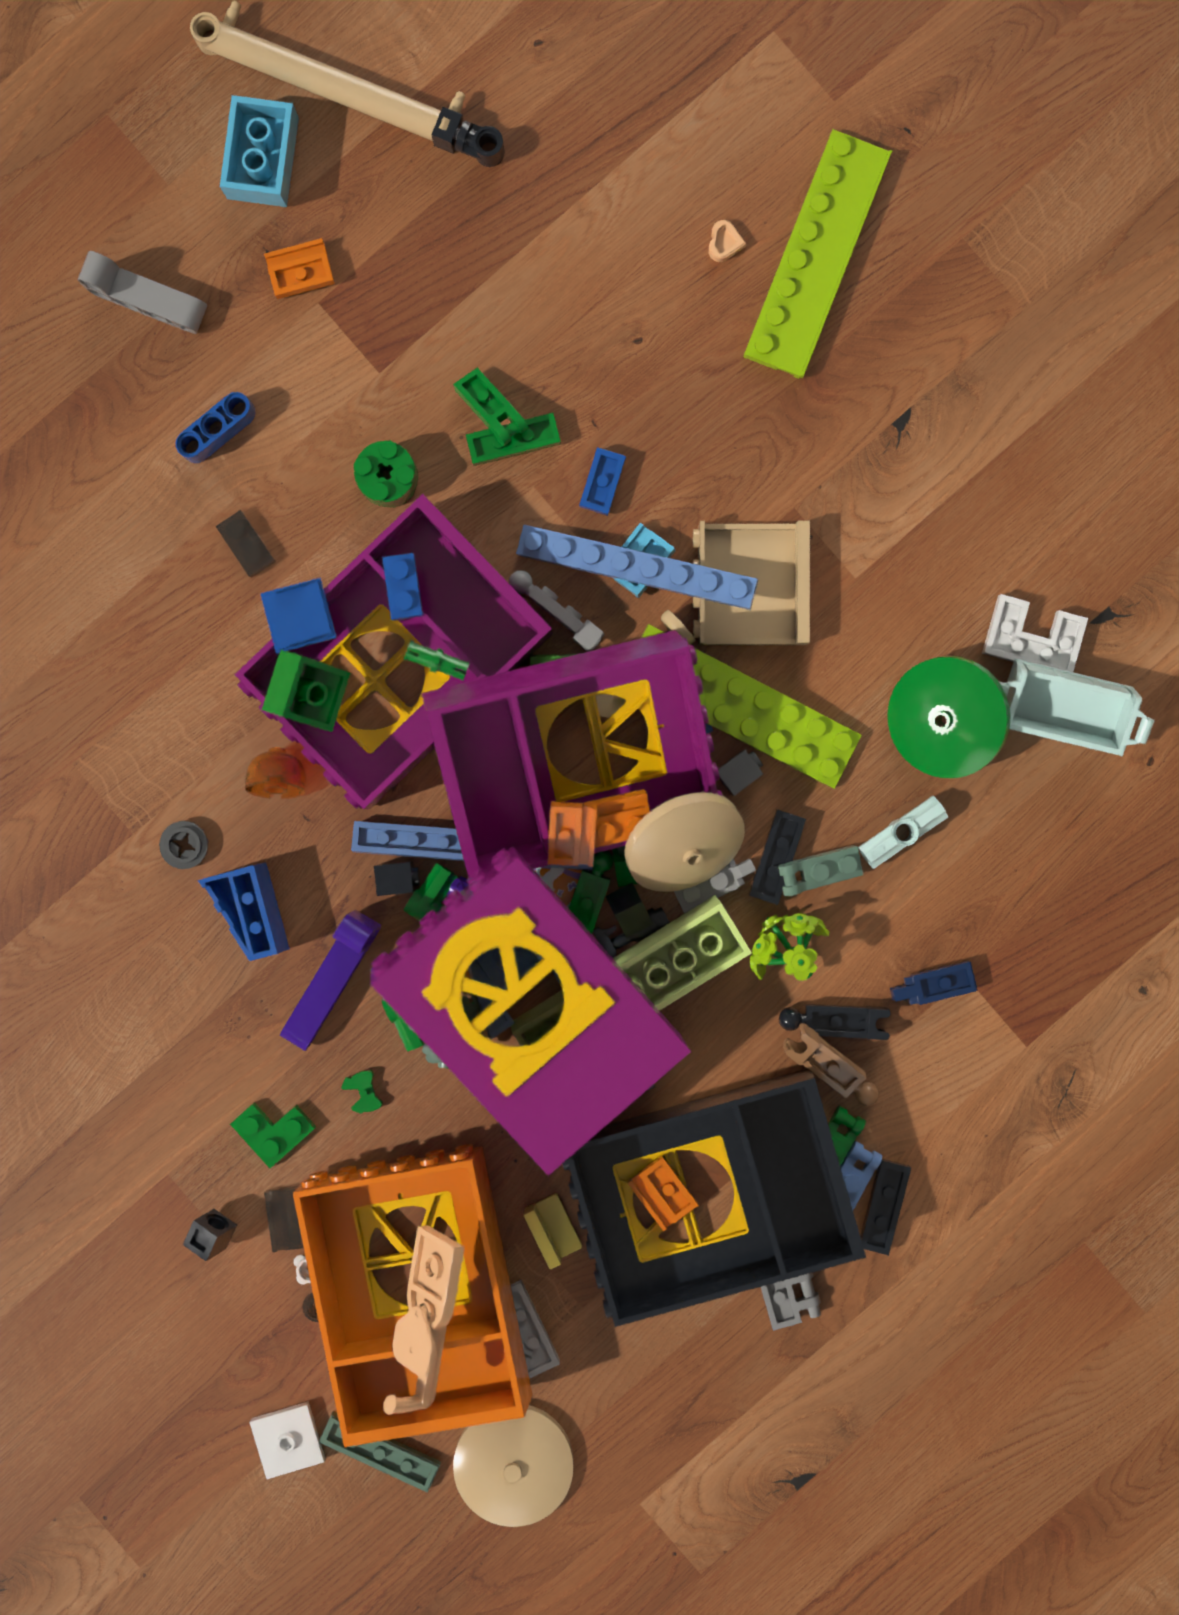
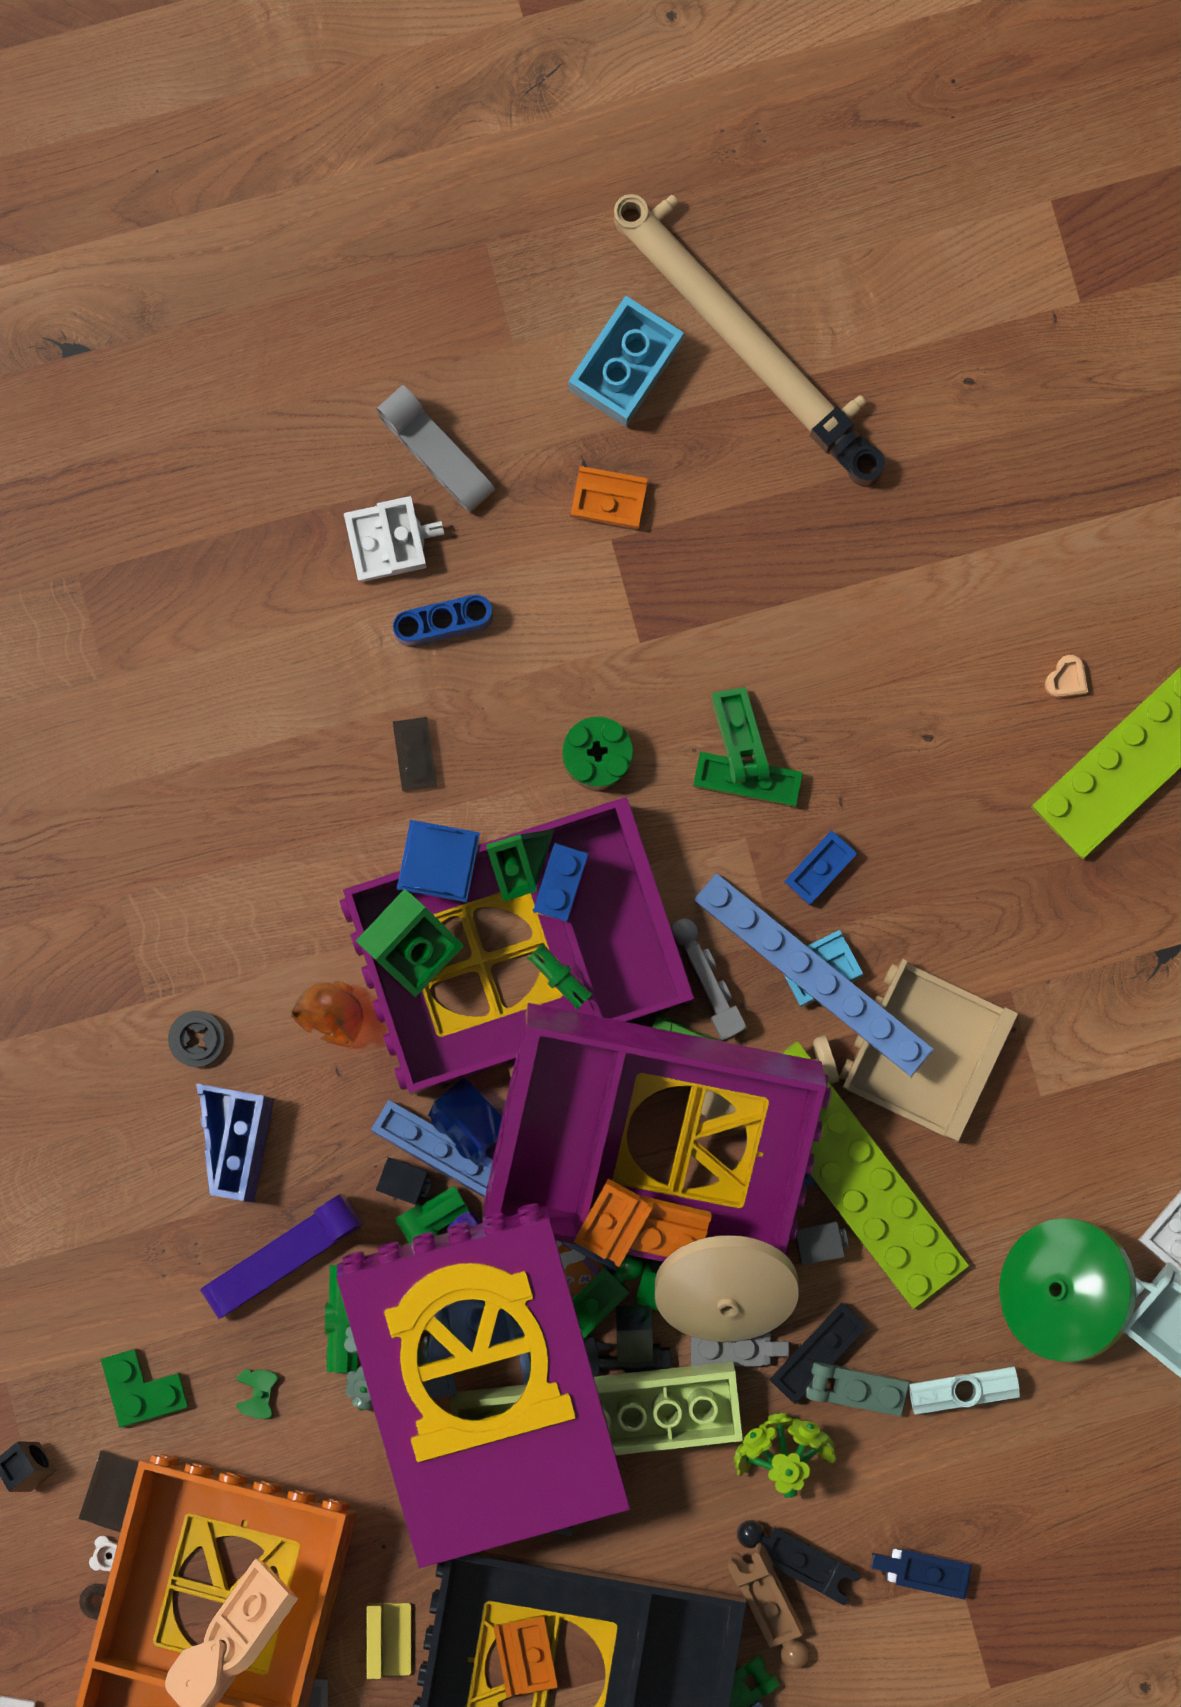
camera: 25 degrees right, 5 degrees down
(142, 383) = (388, 539): none -> white plate
(361, 585) = (519, 862): none -> green slope
(421, 808) = (467, 1121): none -> clear blue brick

